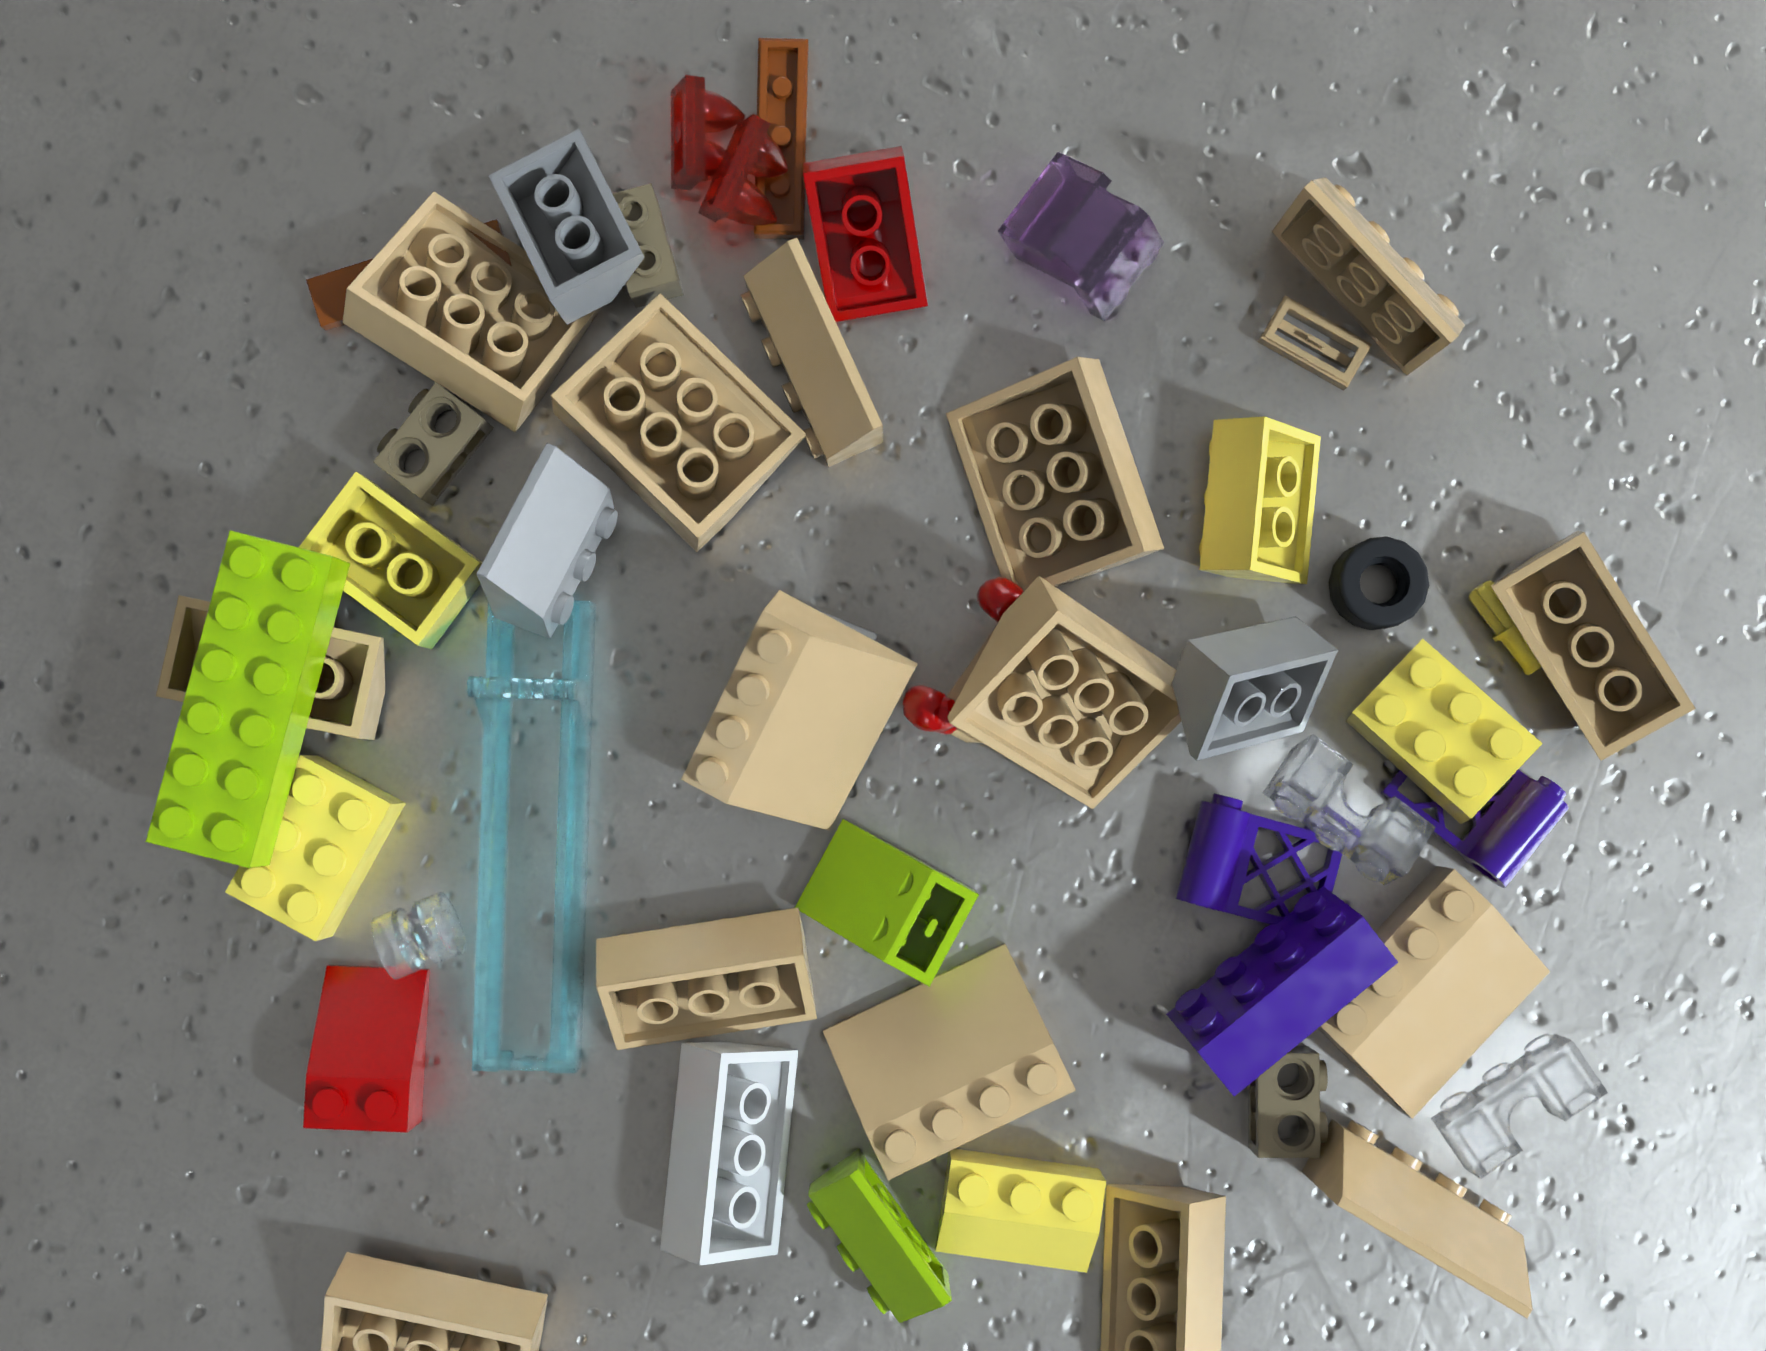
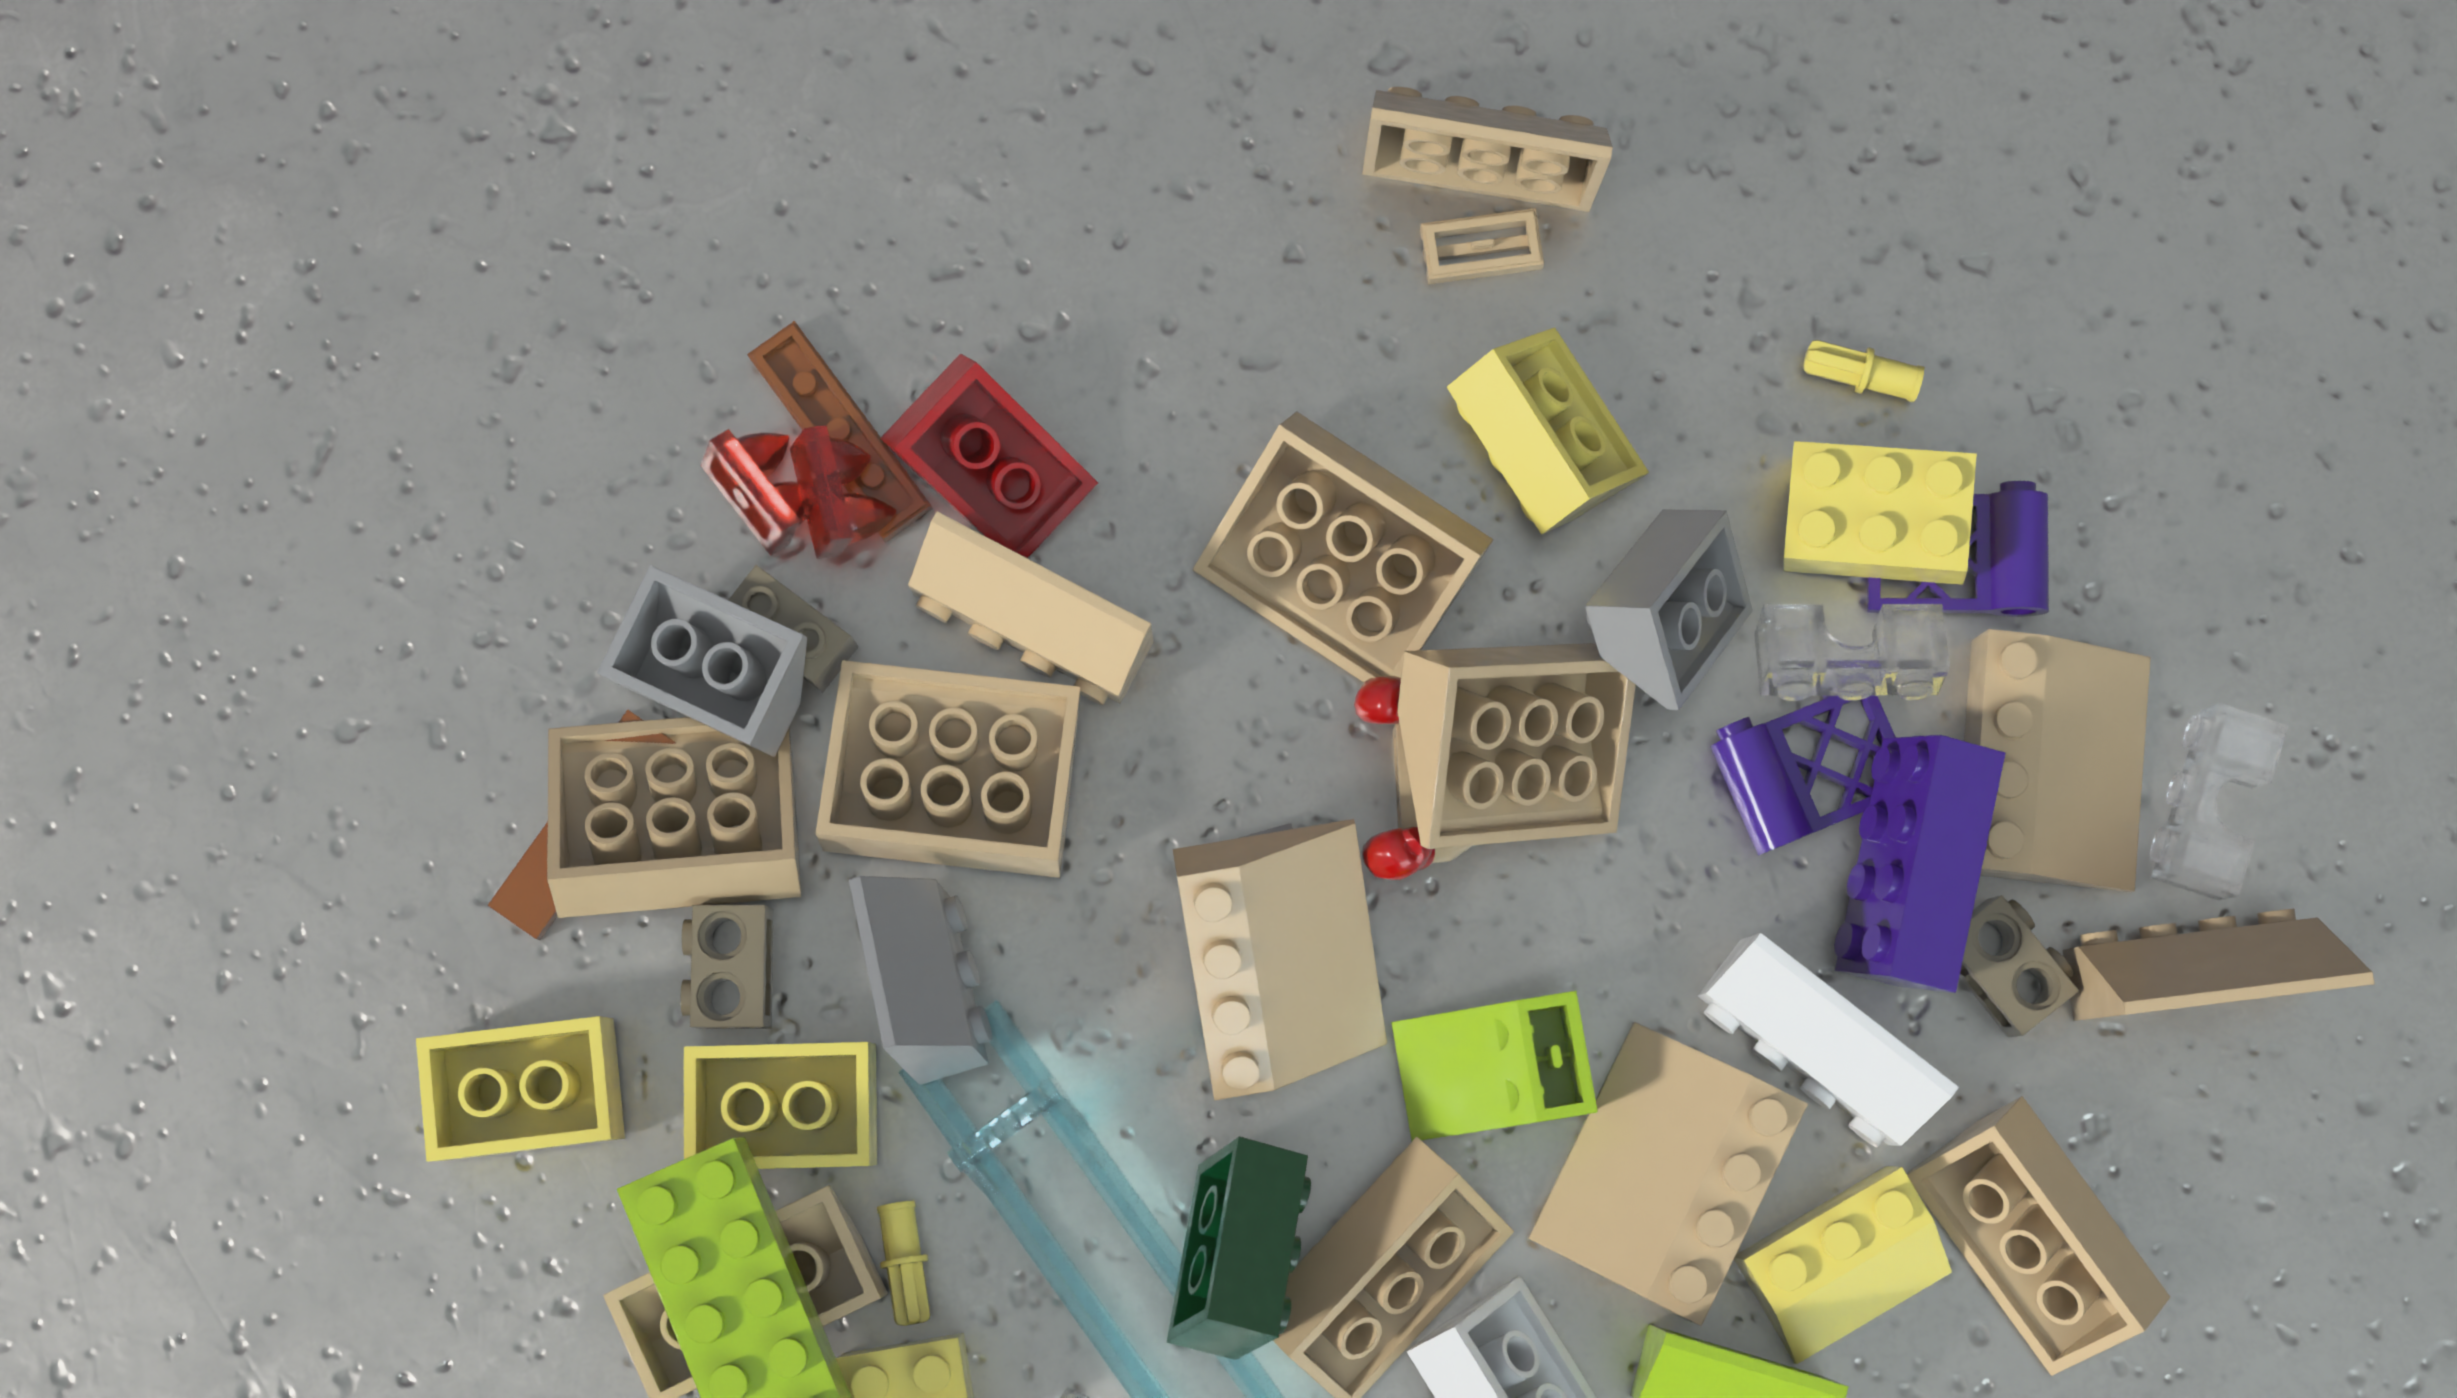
camera: 35 degrees left, 5 degrees down
(231, 418) = (520, 1088): none -> light yellow brick
(398, 728) = (904, 1263): none -> light yellow axle
(619, 891) = (1239, 1249): none -> dark green brick
(1082, 234) = (1192, 308): clear purple piece -> none
(1121, 1058) = (1825, 1042): none -> white slope
(1406, 567) = (1727, 387): black tyre -> none
(1592, 645) = (1950, 330): tan slope -> none

